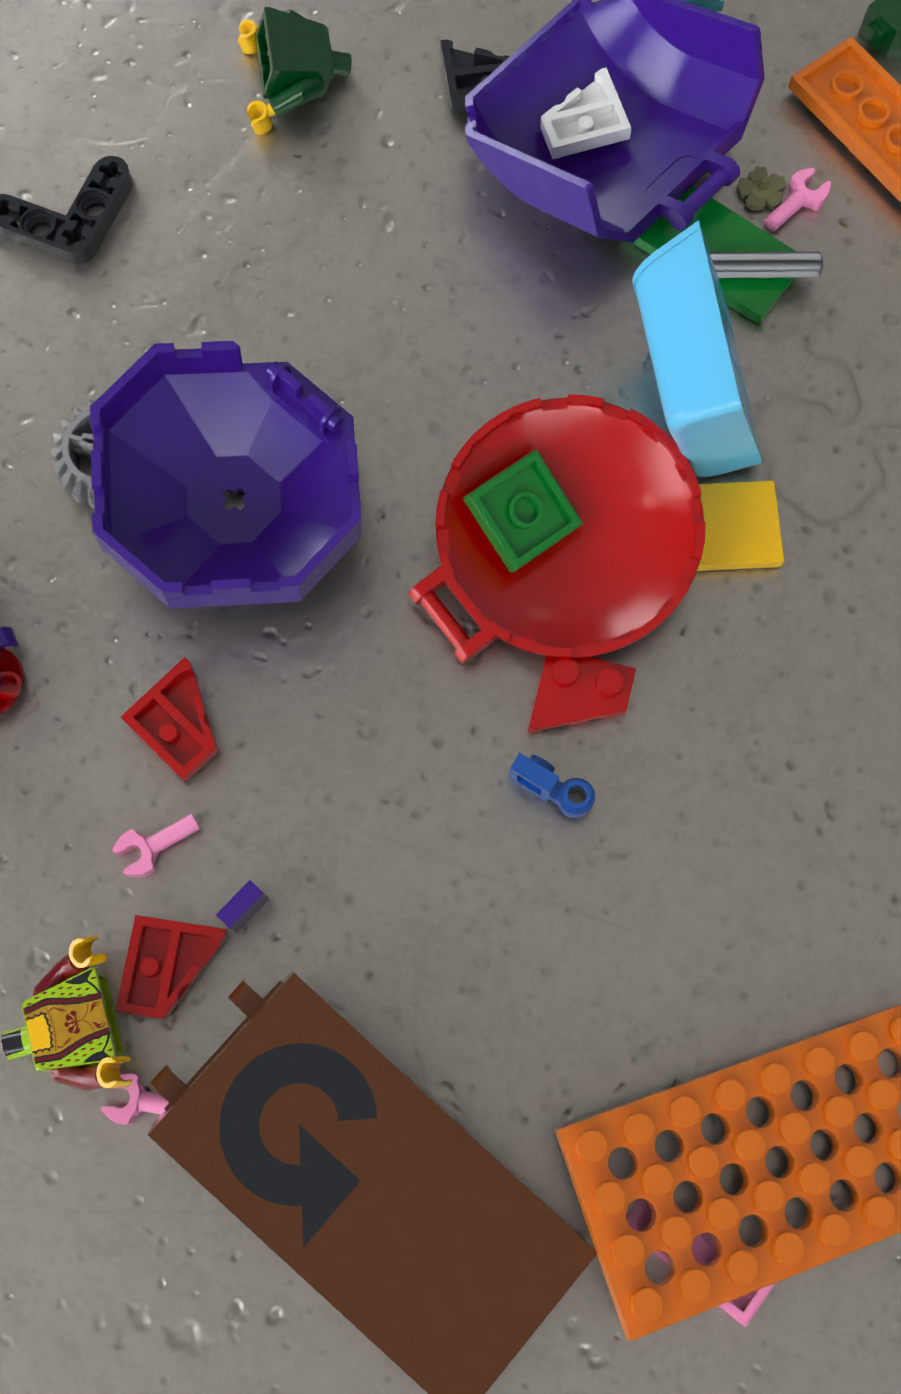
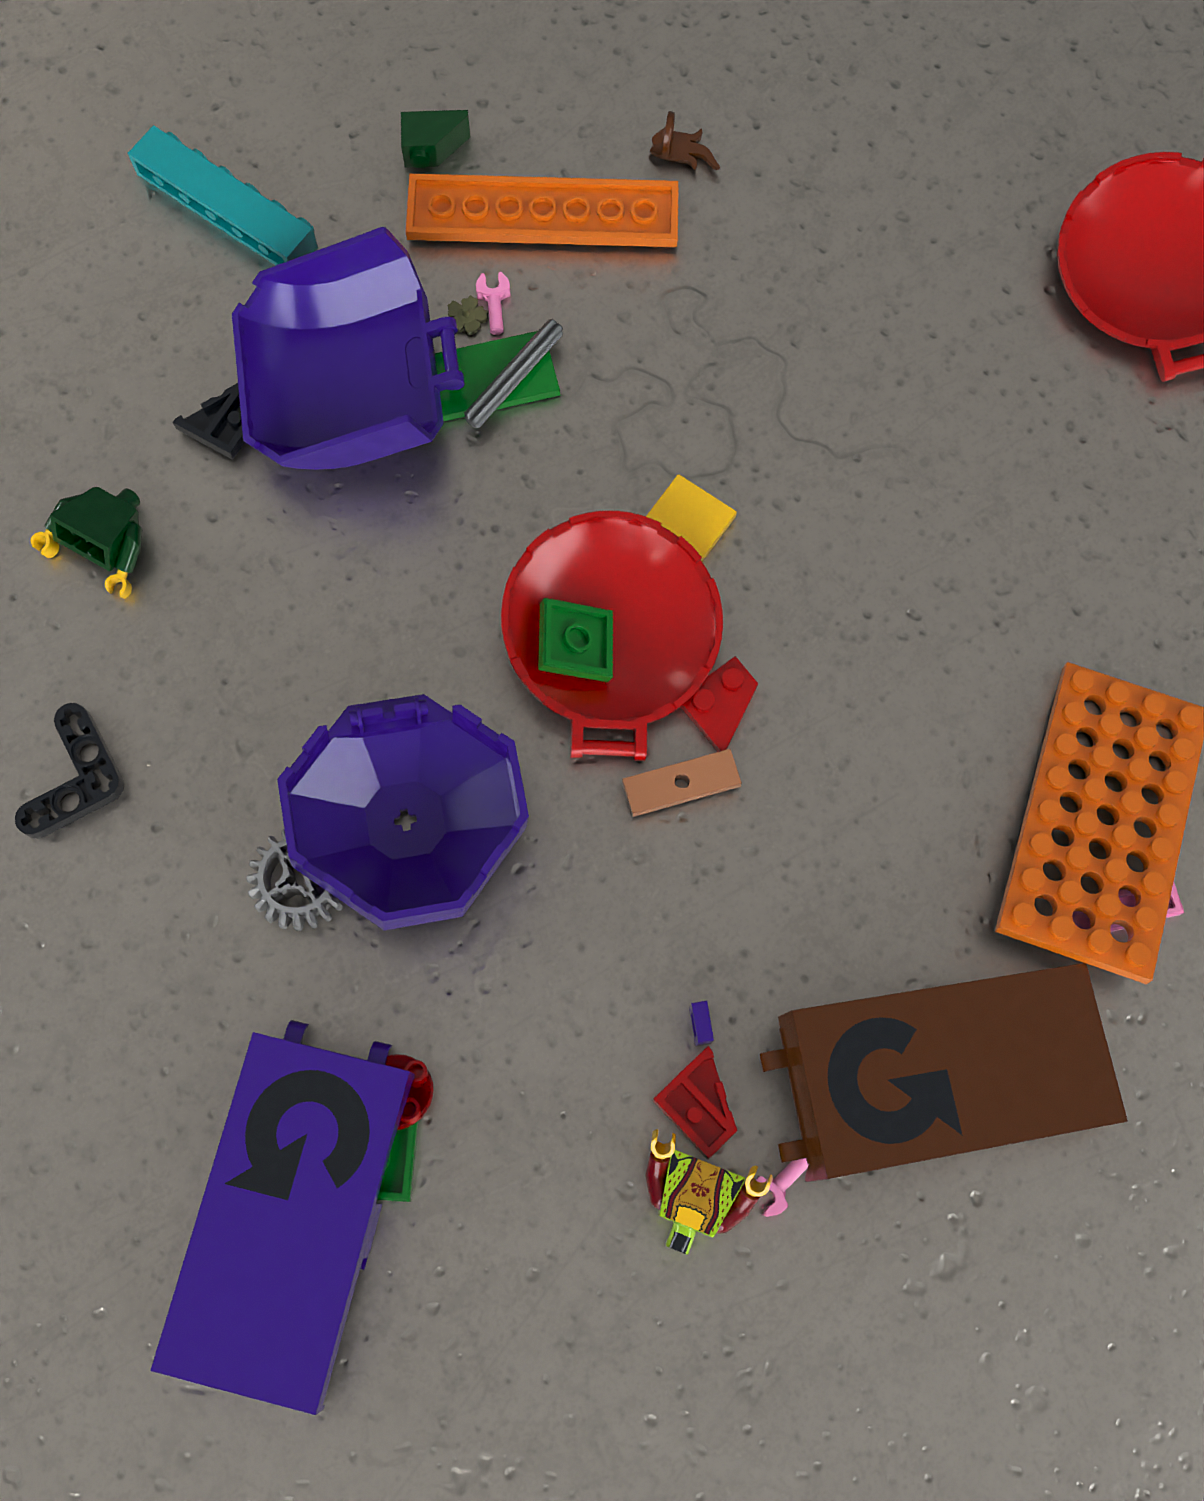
camera: 55 degrees left, 0 degrees up
(153, 845) = (609, 1052): bright pink bar -> none
(175, 722) = (535, 977): red wing -> none
(445, 696) = (703, 775): none -> nougat tile
(538, 777) = (761, 771): blue plate -> none
(586, 119) = (324, 378): white wing -> none
(696, 356) = (575, 449): medium azure piece -> none

